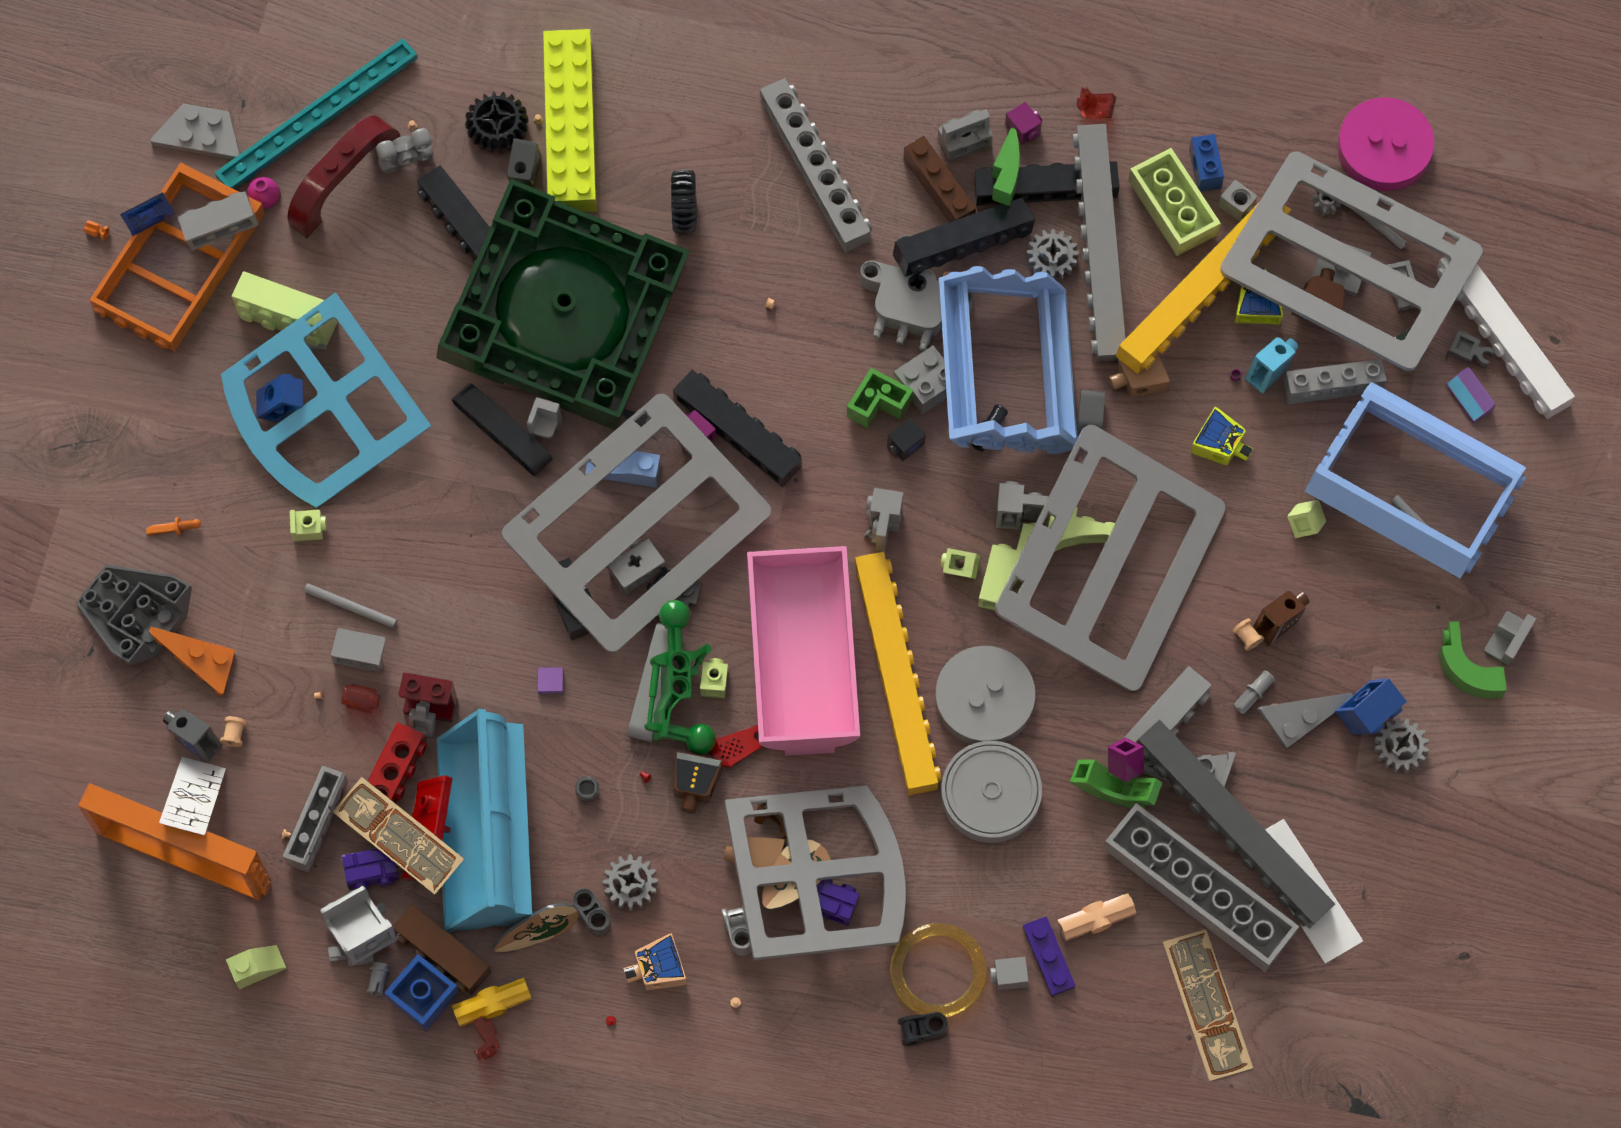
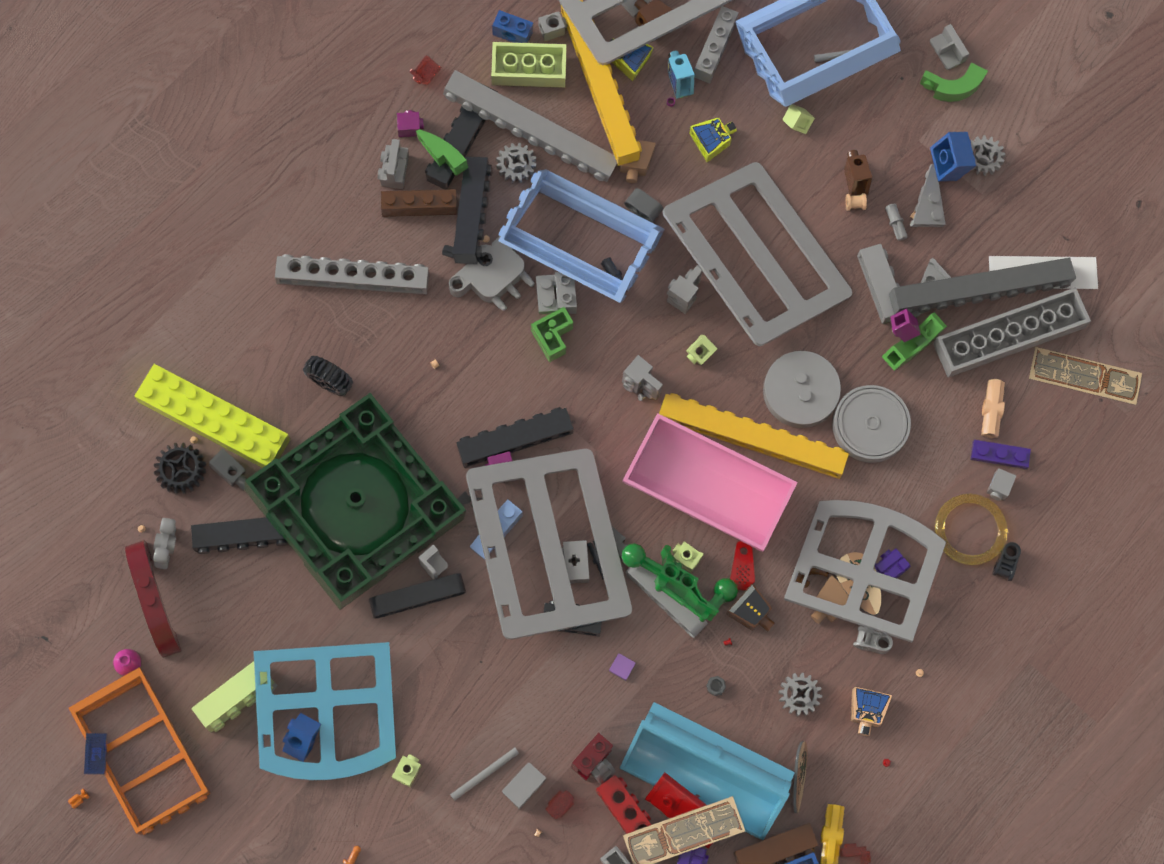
camera: 65 degrees left, 5 degrees up
(199, 132) = (48, 681): light grey wing -> none
(218, 220) = (135, 705): light grey brick -> none
(316, 115) = (91, 591): teal plate -> none
(591, 912) = (806, 729): dark grey beam -> none
(905, 439) = (591, 333): black brick -> none
(1004, 558) = (720, 322): yellowish green arch -> none

